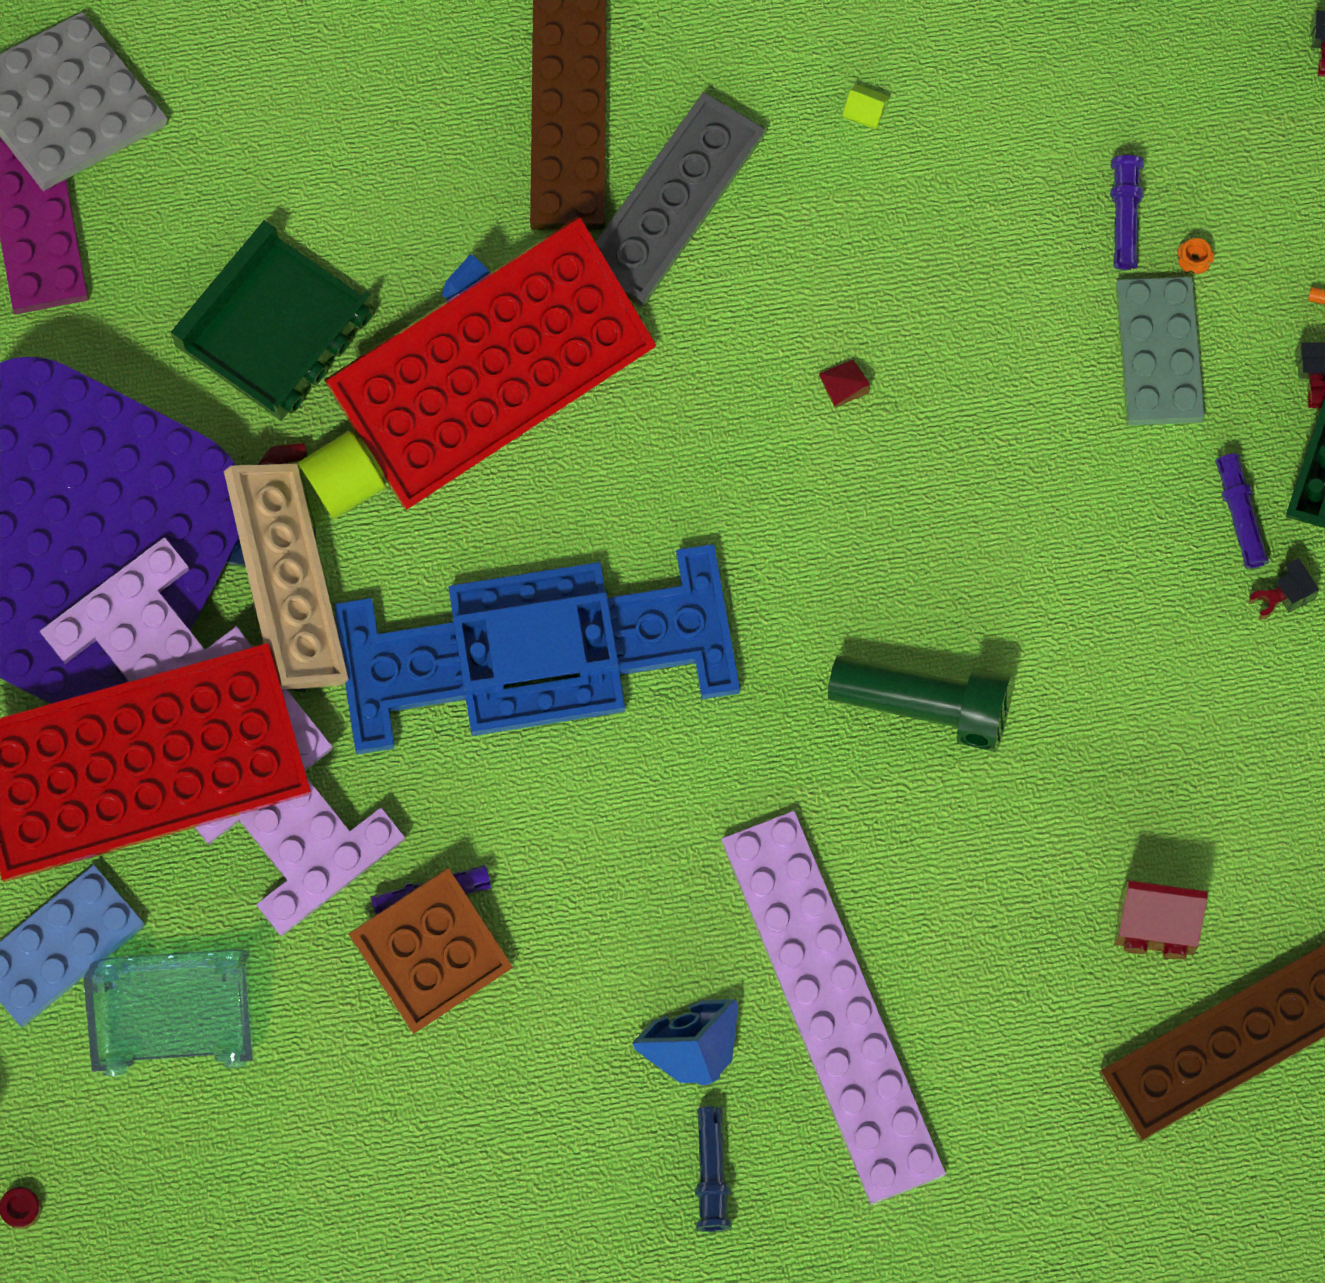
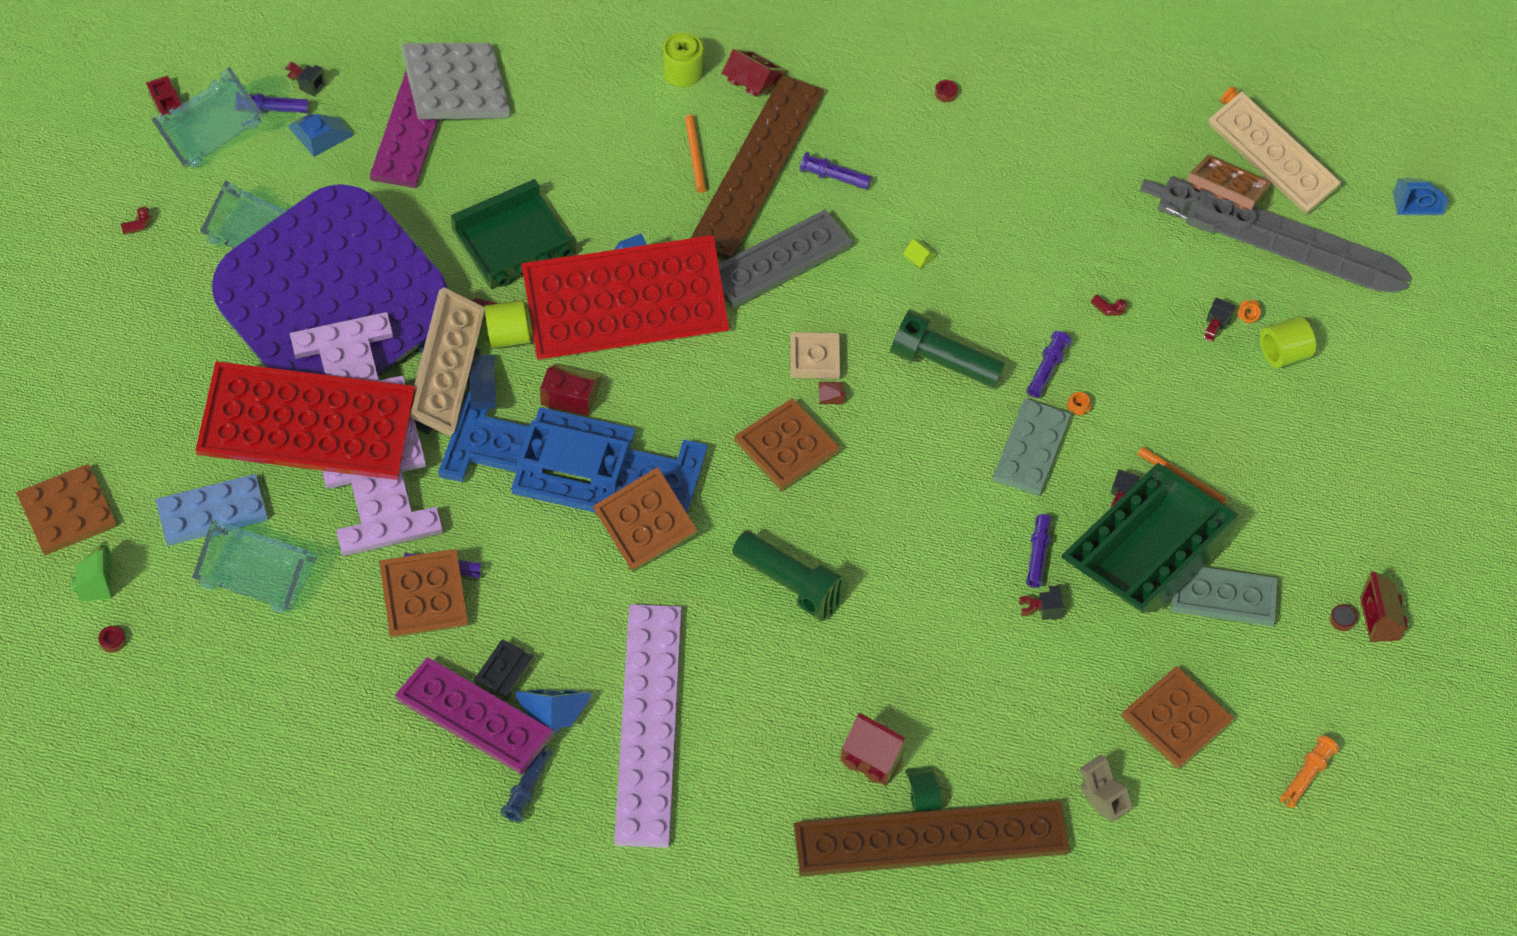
camera: 20 degrees right, 15 degrees down
(350, 582) = (482, 382): none -> dark blue tile
(469, 74) = (695, 153): none -> orange bar
(475, 534) = (569, 389): none -> dark red slope
(592, 1104) = (474, 715): none -> magenta plate
(597, 1013) = (504, 669): none -> black plate
(667, 22) = (824, 168): none -> dark purple pin
(685, 702) = (645, 519): none -> dark orange plate
(796, 335) = (814, 355): none -> tan plate
(821, 494) = (786, 444): none -> dark orange plate
(976, 254) = (917, 338): none -> dark green piece
(1172, 84) = (1109, 309): none -> dark red arm
(1251, 941) = (924, 789): none -> dark green panel

